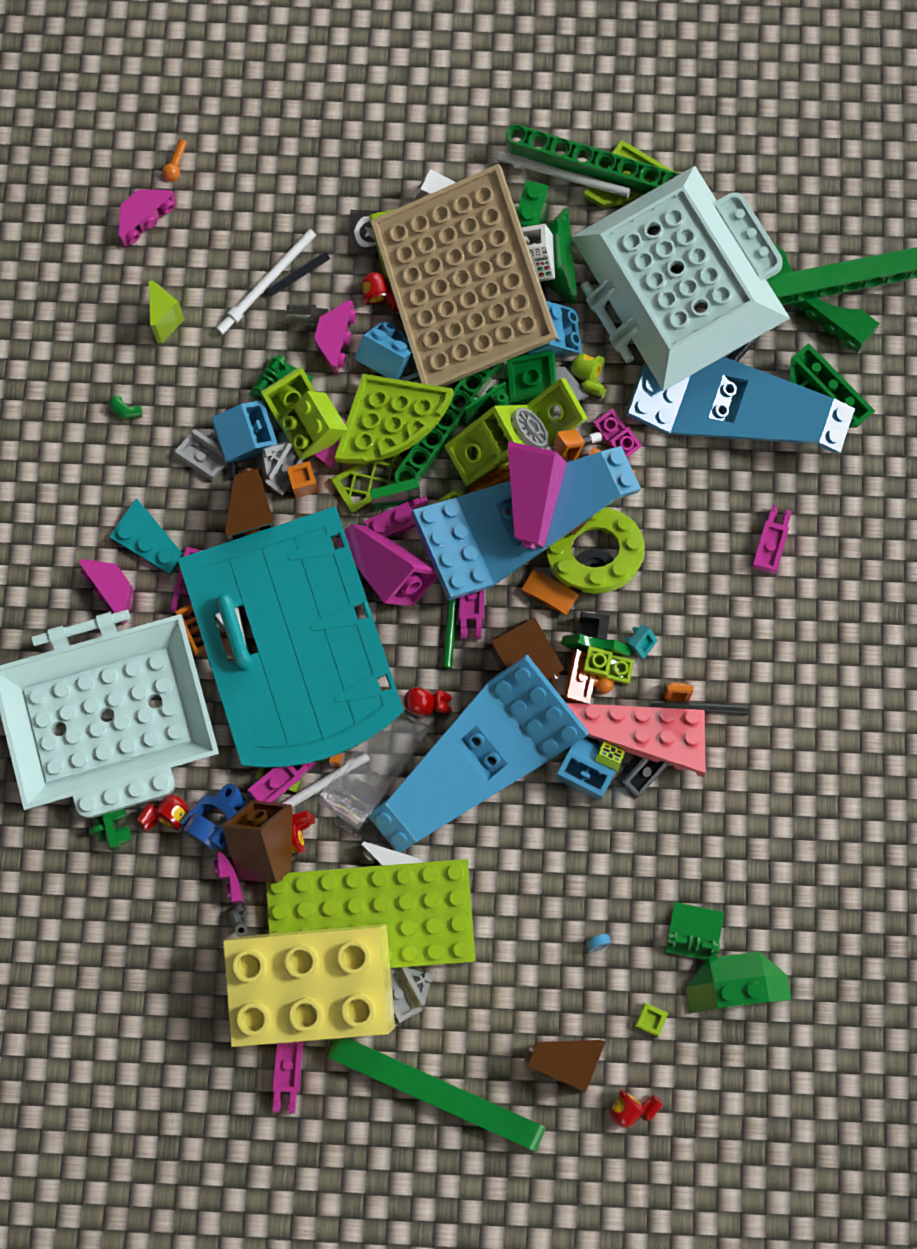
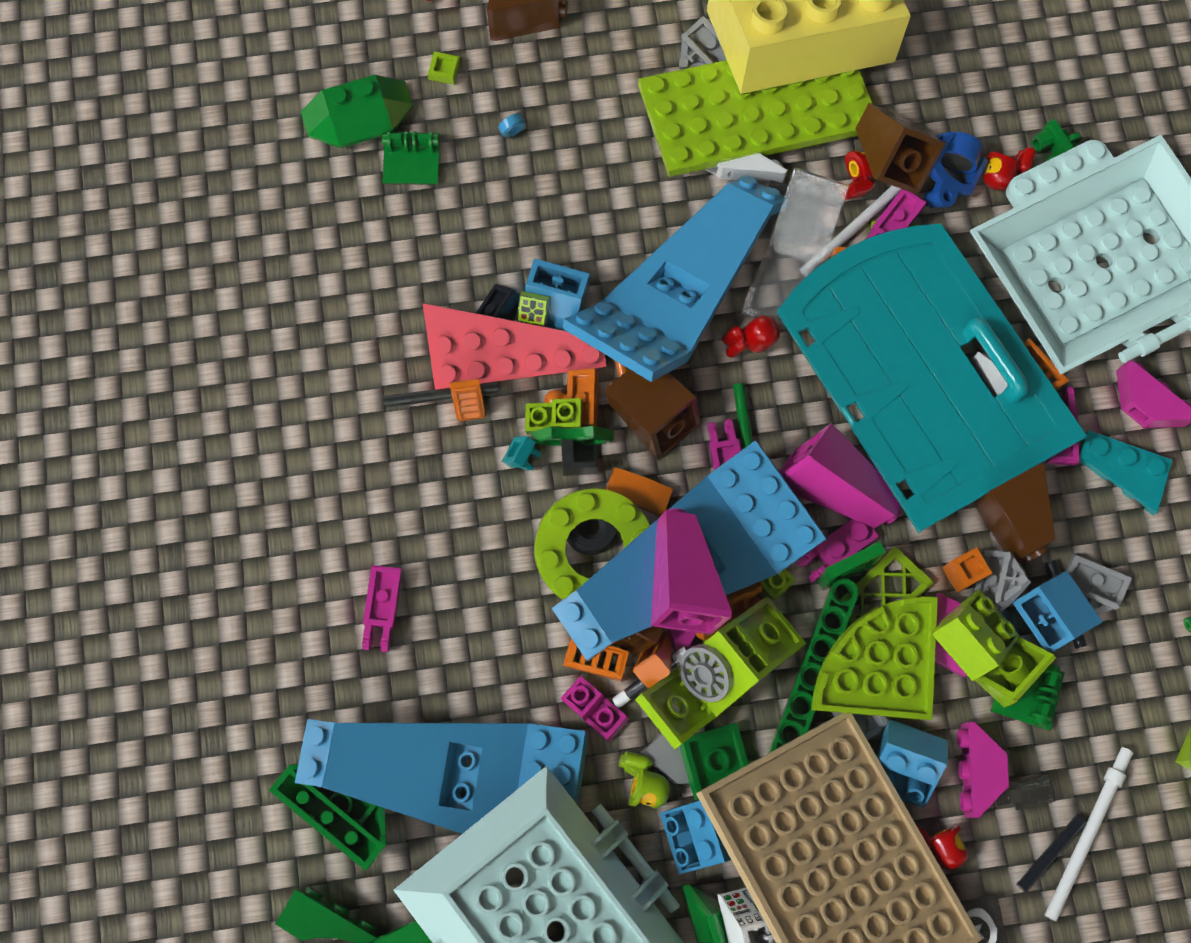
camera: 165 degrees right, 0 degrees up
(226, 872) = (910, 108): dark pink slope -> none
(235, 919) = (895, 78): dark grey arm -> none
(494, 396) = (756, 715): green hinge -> none

